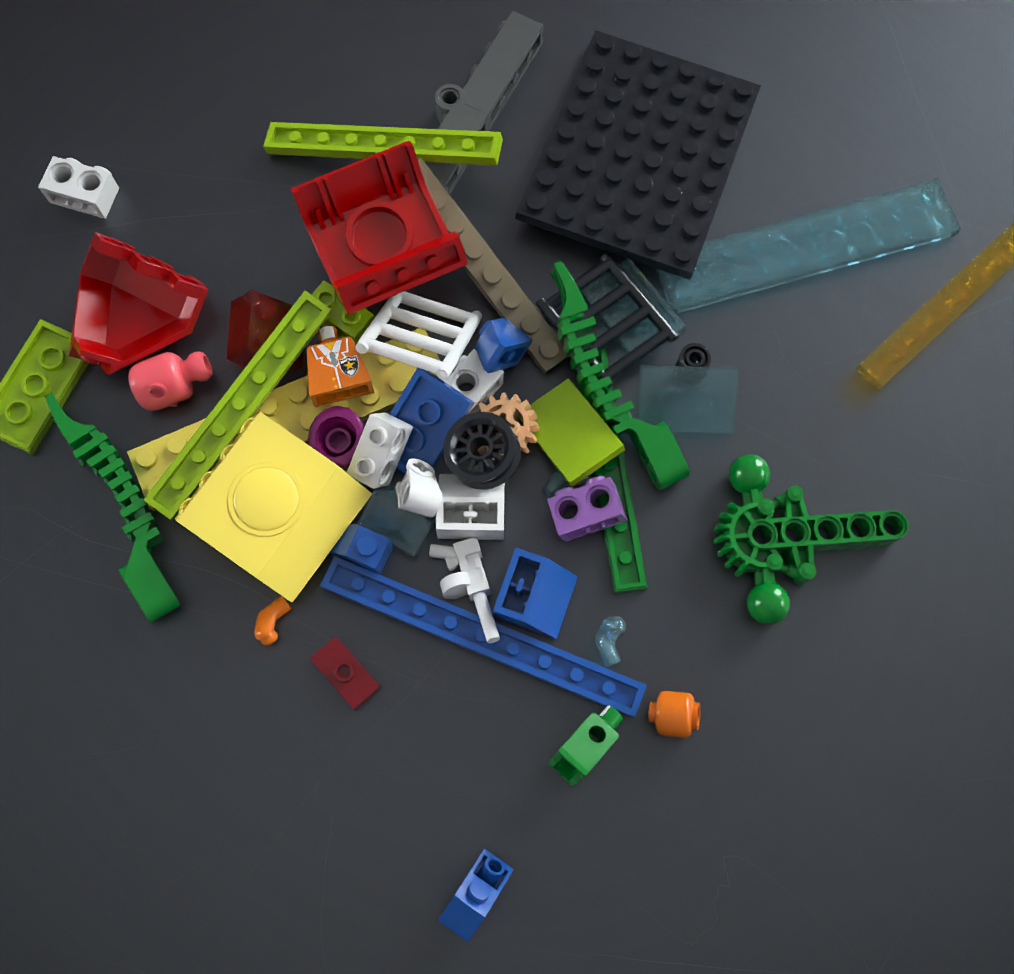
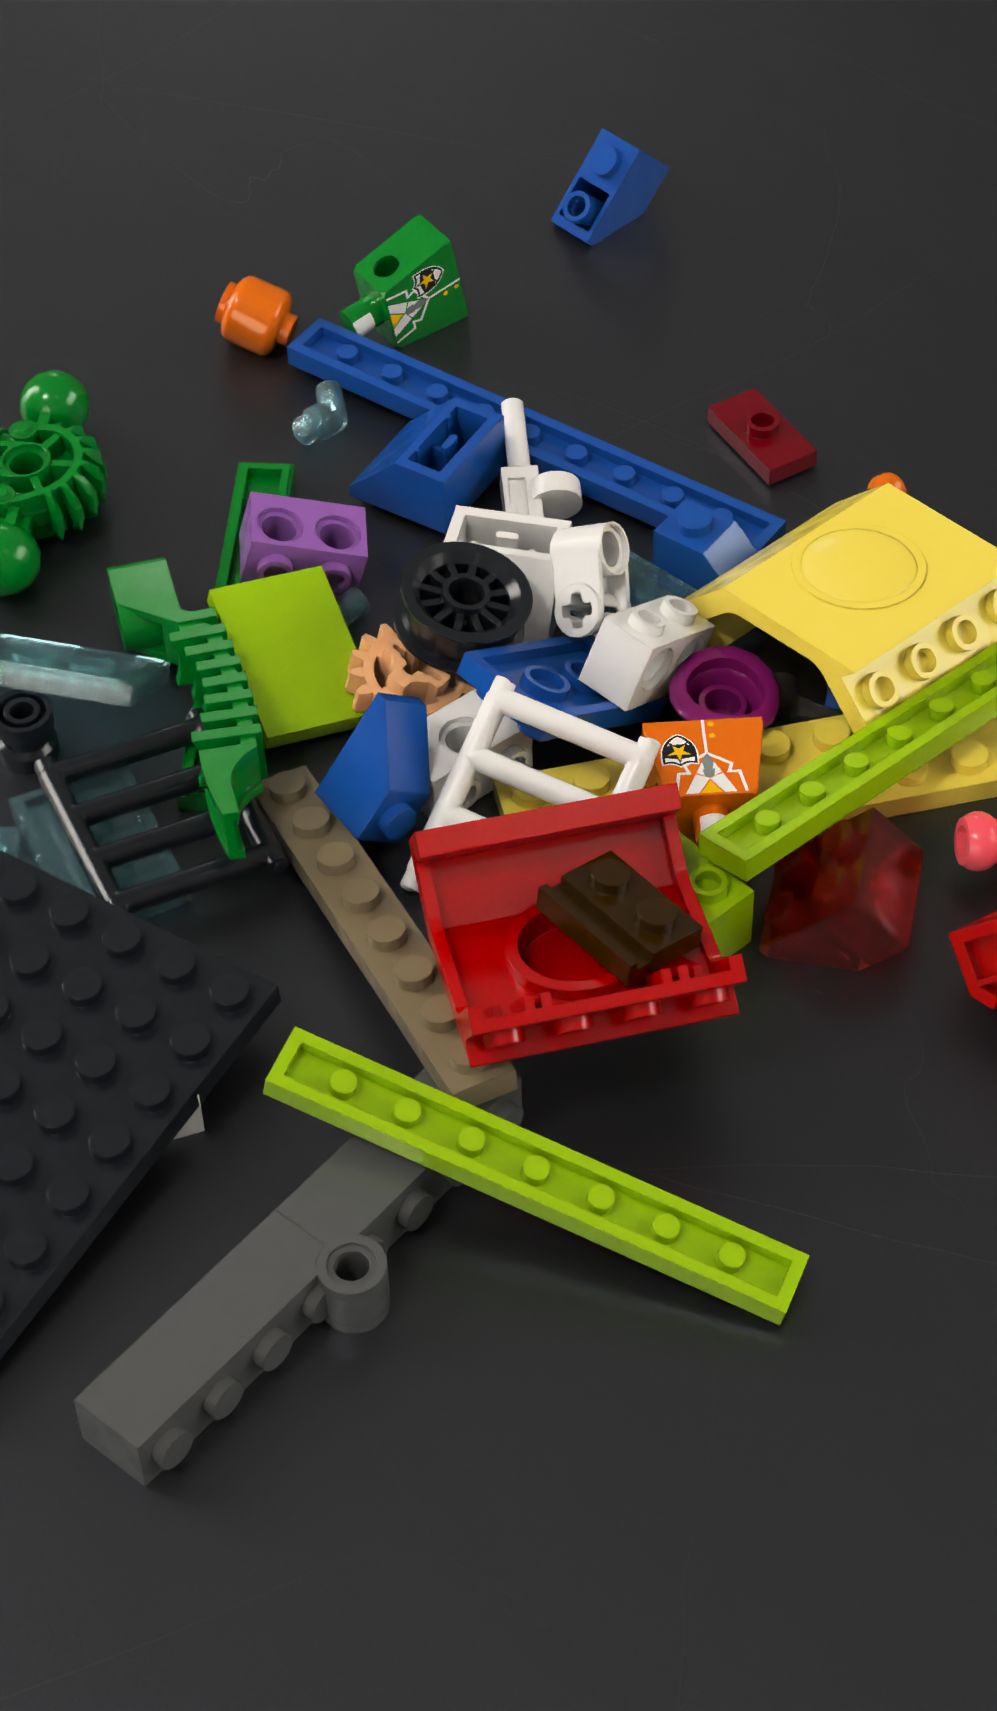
camera: 165 degrees left, 25 degrees down
(358, 234) = (619, 917): none -> dark brown plate

